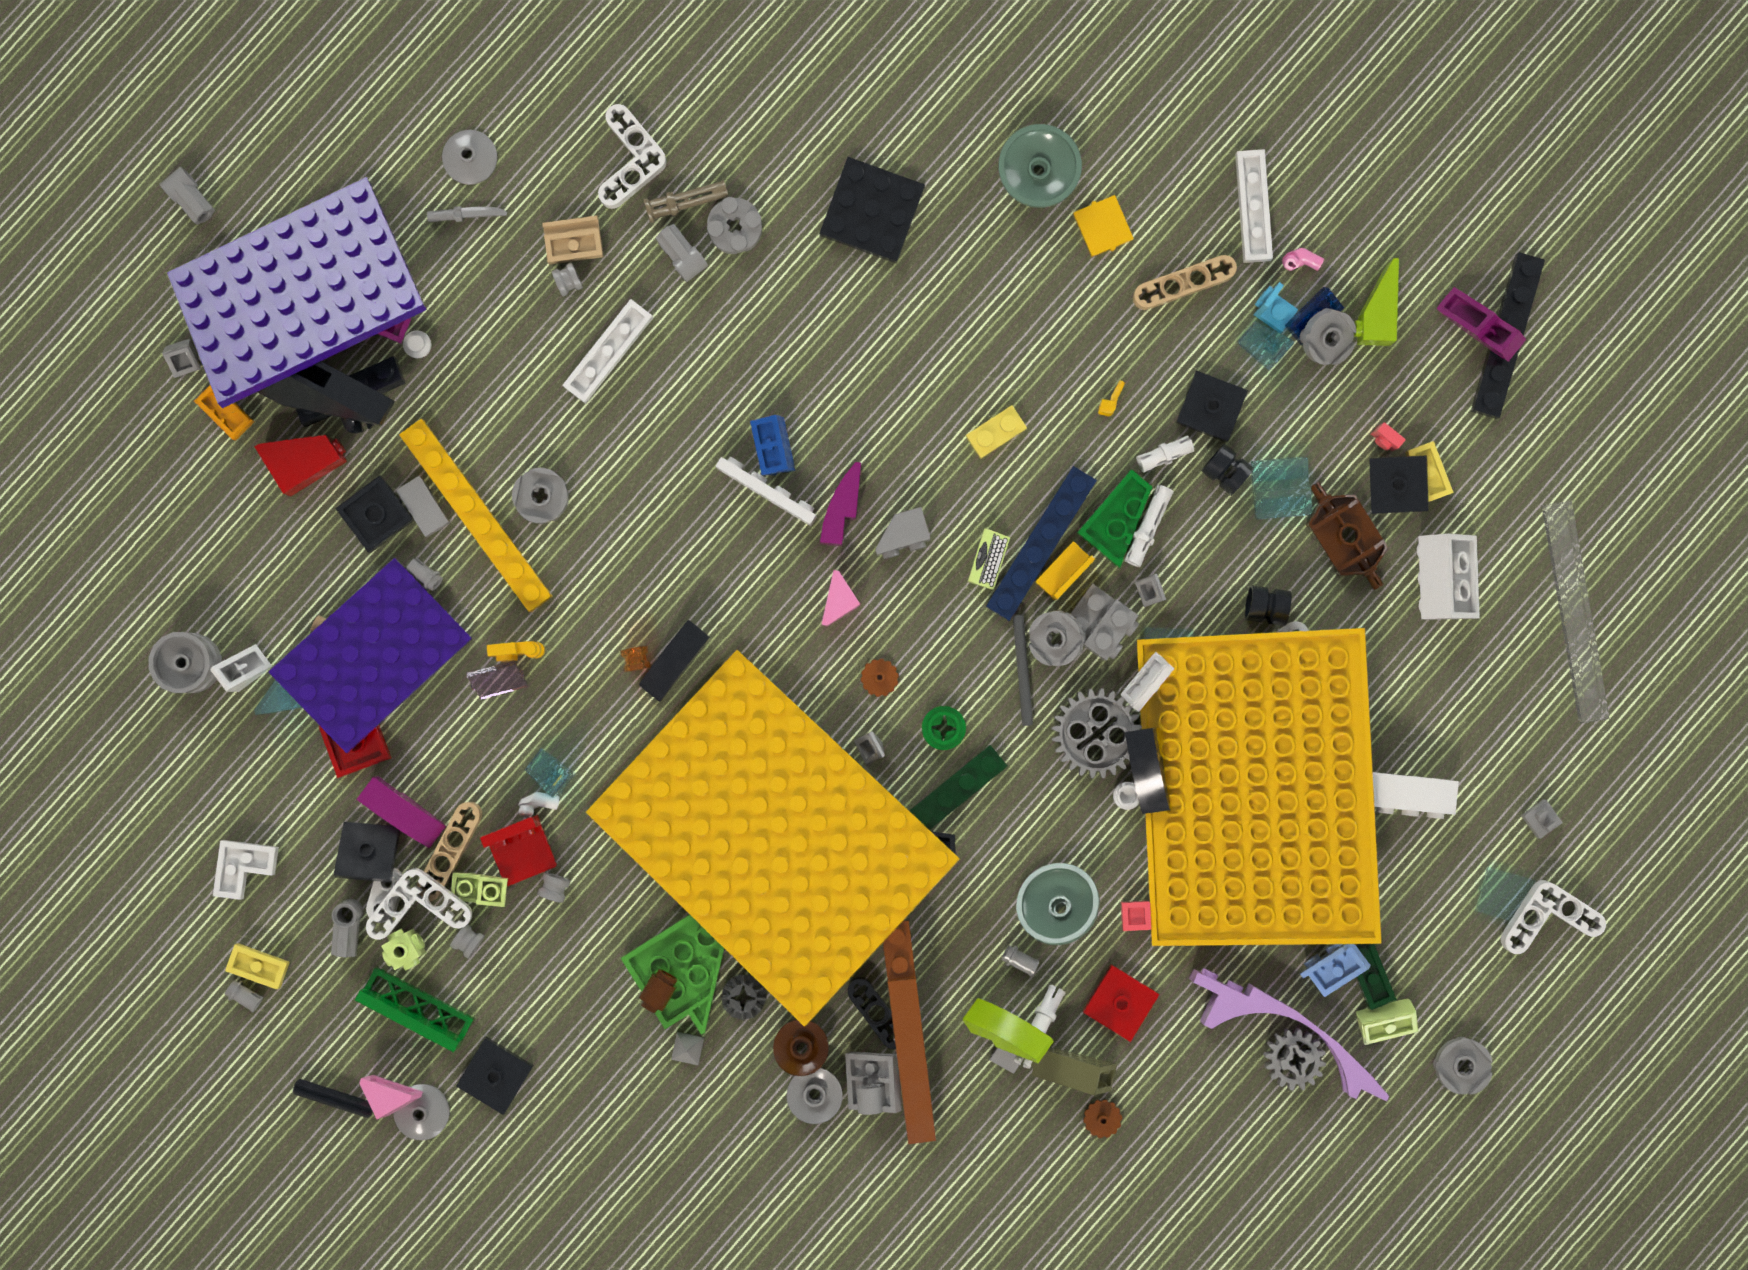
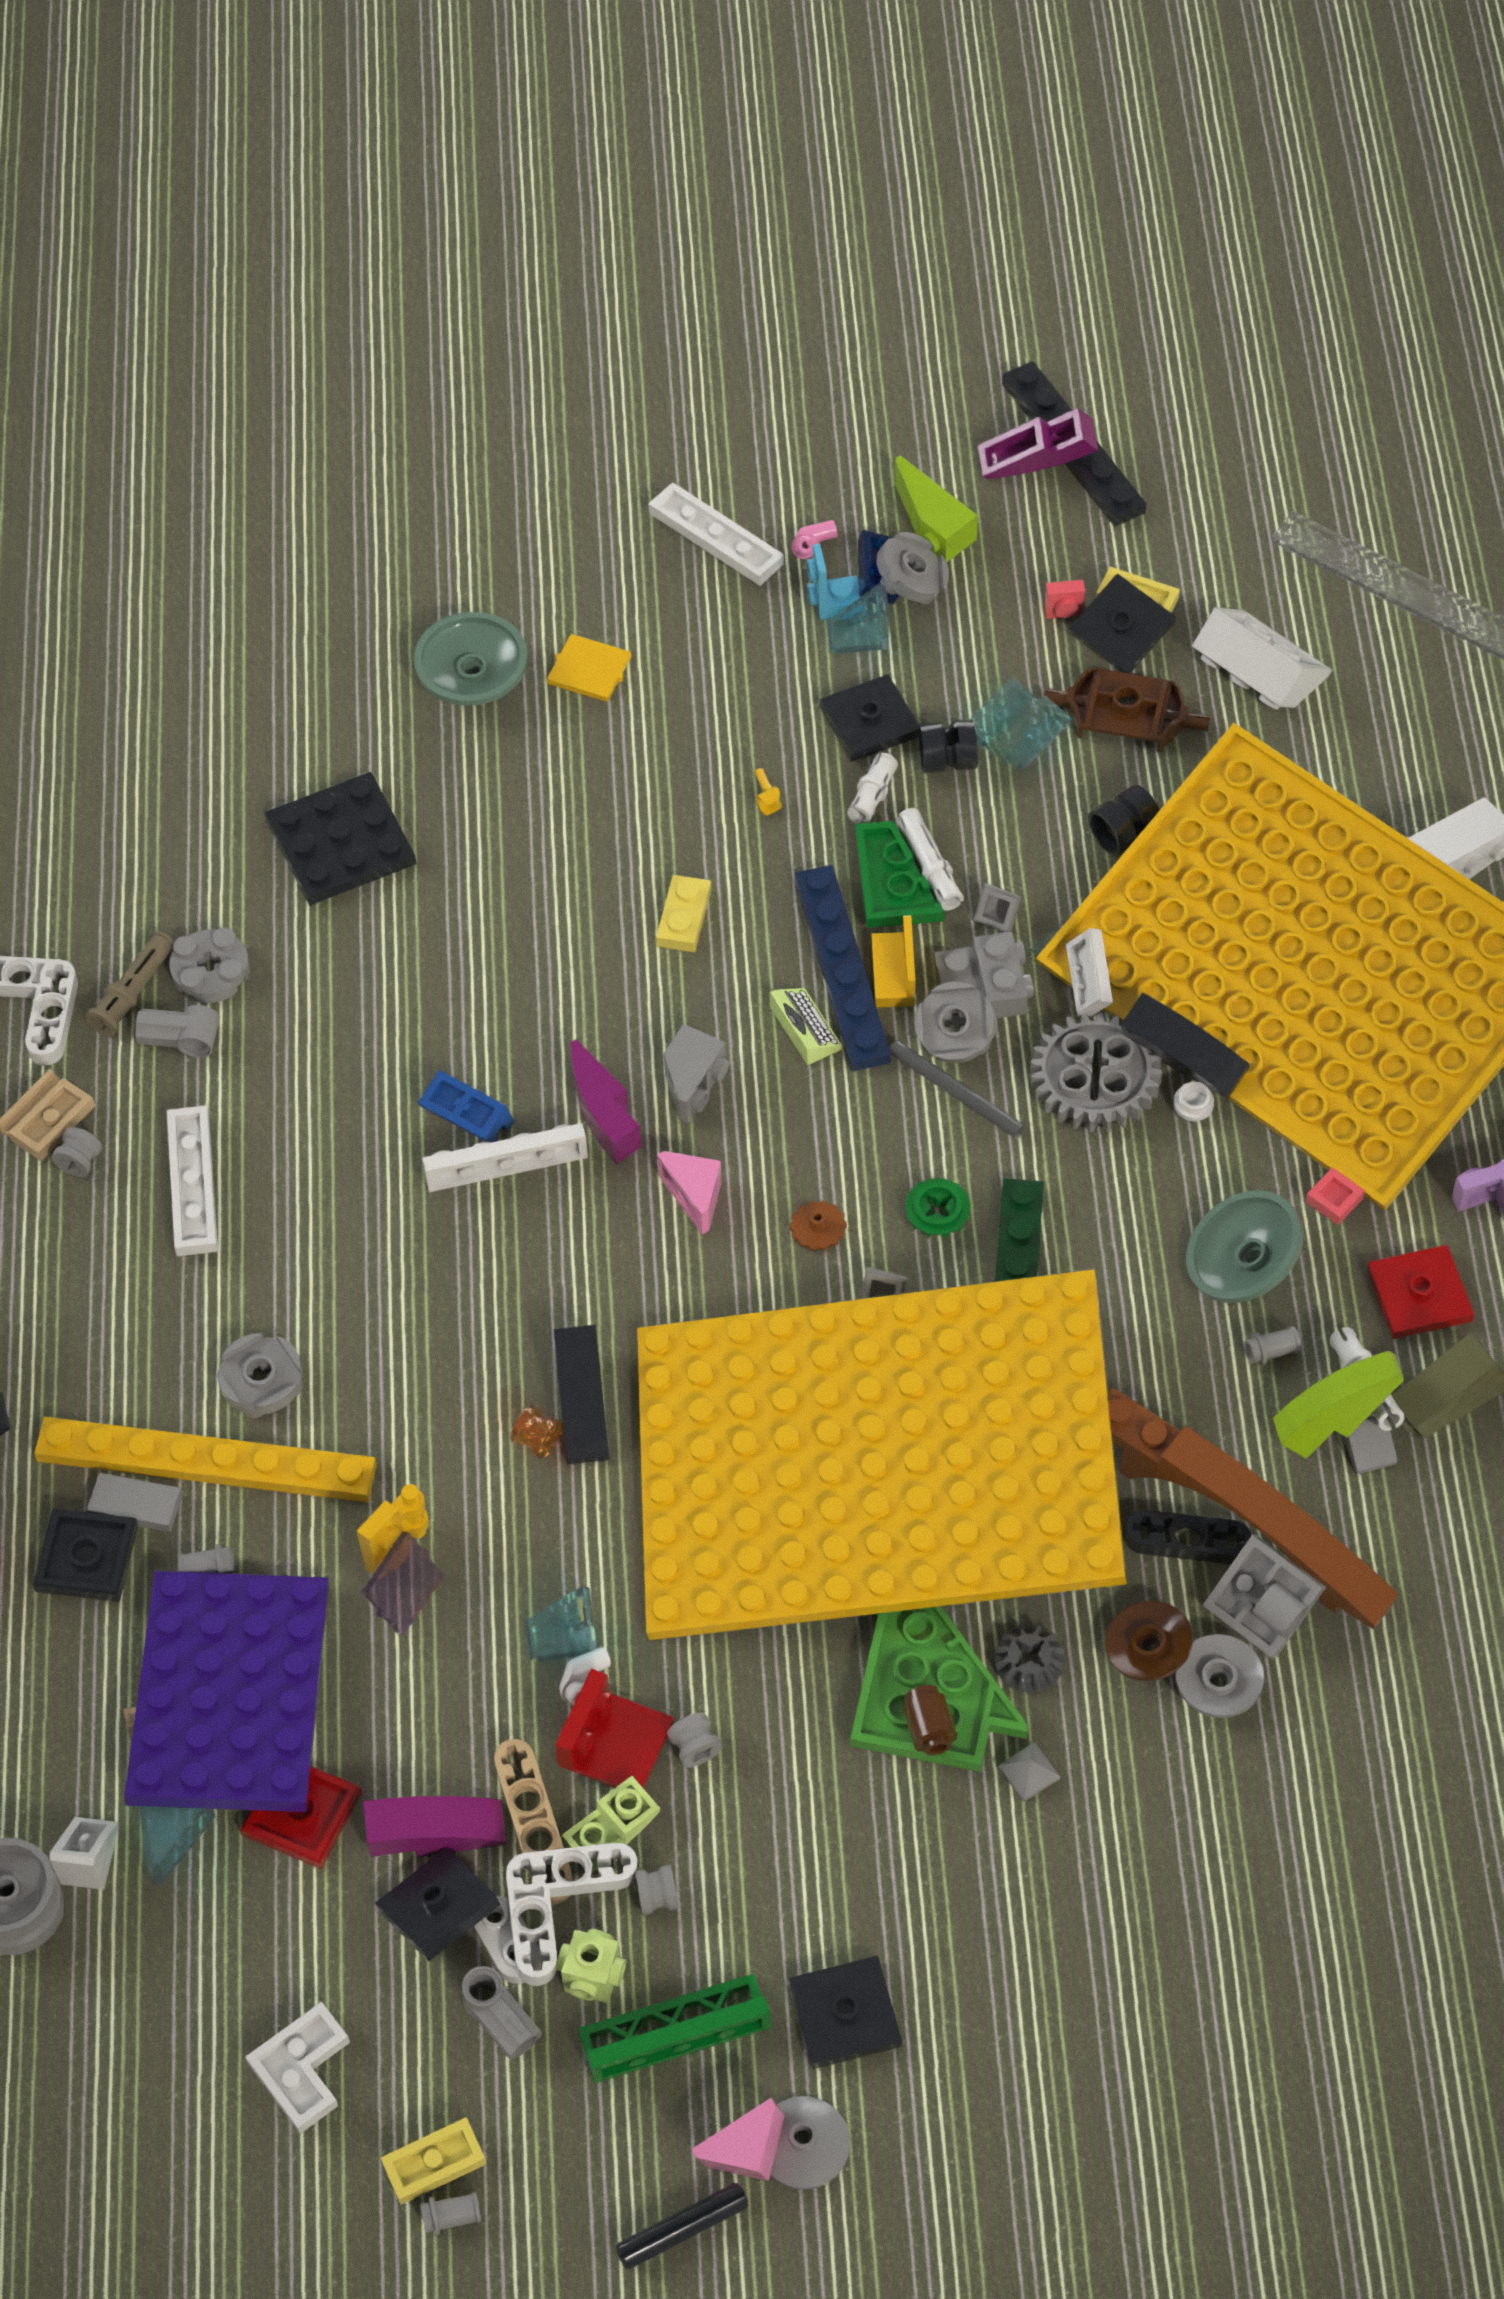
camera: 45 degrees left, 30 degrees down
(1186, 287) = (718, 643): tan beam -> none

